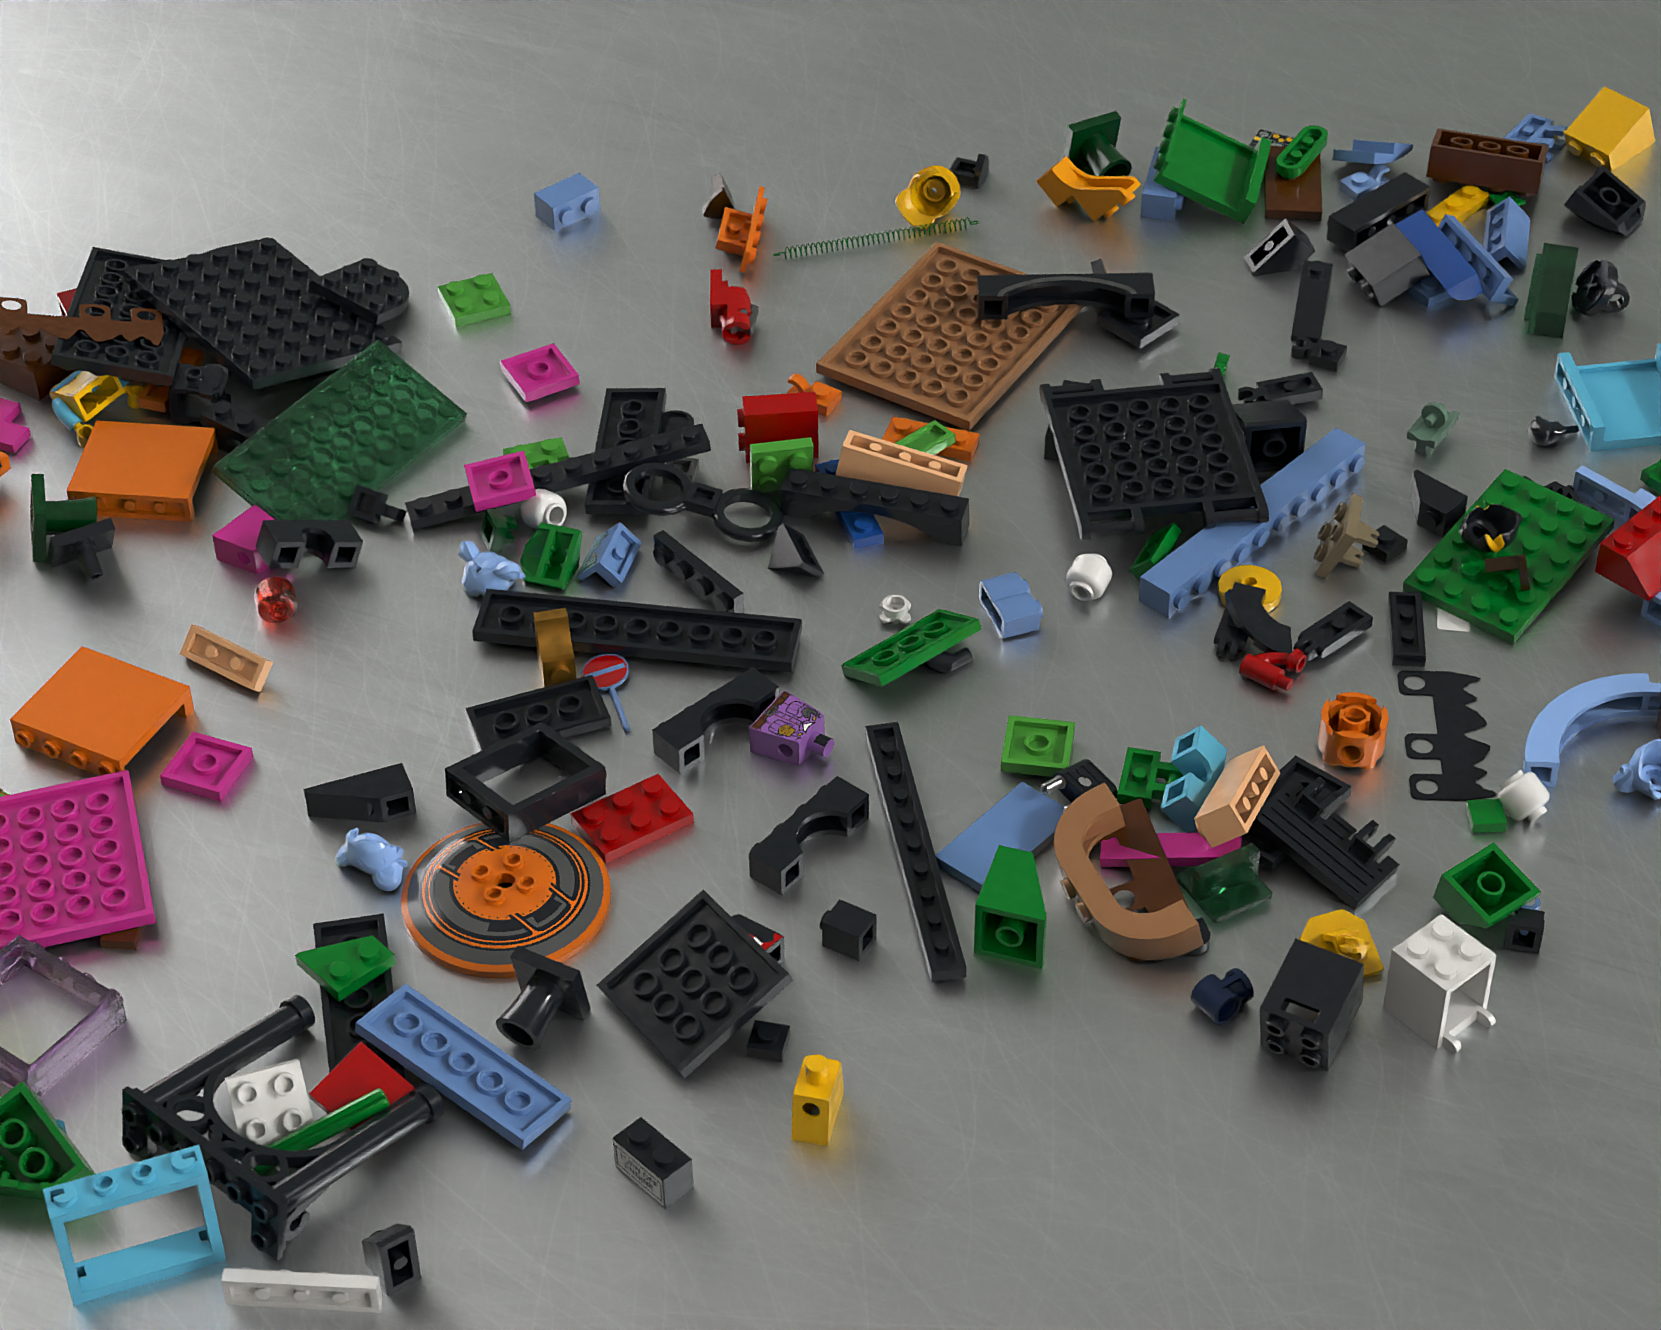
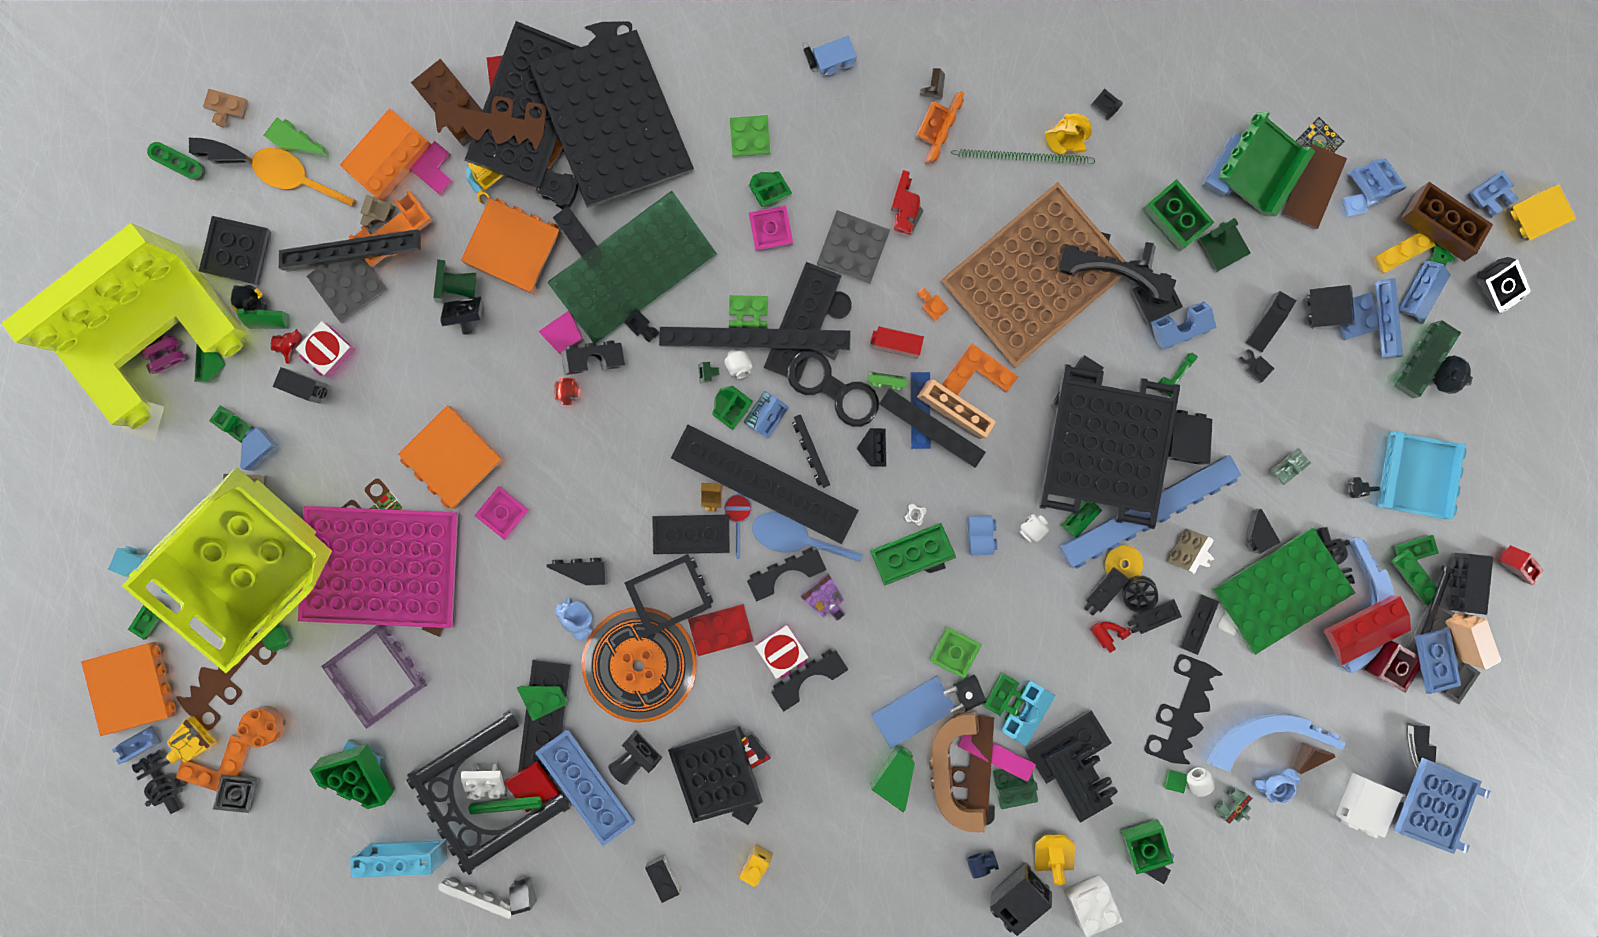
camera: 20 degrees right, 45 degrees up
(226, 658) = (528, 432): light nougat plate -> none
(365, 290) = (682, 112): black plate -> none
(494, 574) = (695, 405): light blue hair -> none
(500, 481) = (716, 340): dark pink tile -> none
(523, 338) = (769, 188): none -> green slope
(533, 216) = (810, 58): none -> black piece
(676, 363) = (853, 246): none -> dark grey plate
(685, 683) = (787, 535): none -> medium blue piece
(744, 808) = (782, 652): none -> piece
(848, 929) = (807, 755): black brick -> none
(915, 853) = (862, 706): black plate -> none
(929, 439) = (978, 382): bright green tile -> none
(1094, 145) = (1196, 125): dark green plant -> none
(1094, 193) = (1175, 164): light orange arch -> none
(1121, 233) = (1178, 215): none -> green brick
(1174, 339) = (1199, 321): none -> medium blue arch
(1199, 250) = (1224, 245): none -> dark green plate
(1237, 797) = (1043, 745): light nougat brick -> none
(1258, 625) = (1112, 606): black tile -> none
(1280, 250) = (1272, 262): black slope -> none
(1294, 601) = (1140, 594): none -> black wheel
(1295, 388) = (1217, 398): black plate -> none
(1301, 151) = (1337, 162): green plate -> none
(1352, 730) = (1130, 705): orange brick -> none
(1377, 210) = (1349, 248): black brick -> none
(1389, 544) = (1219, 550): black plate -> none
(1441, 257) = (1366, 313): blue brick -> none
(1490, 528) = (1276, 587): black hair -> none
(1510, 563) = (1273, 615): dark brown tile -> none
(1606, 816) = (1237, 809): none -> sand green hips

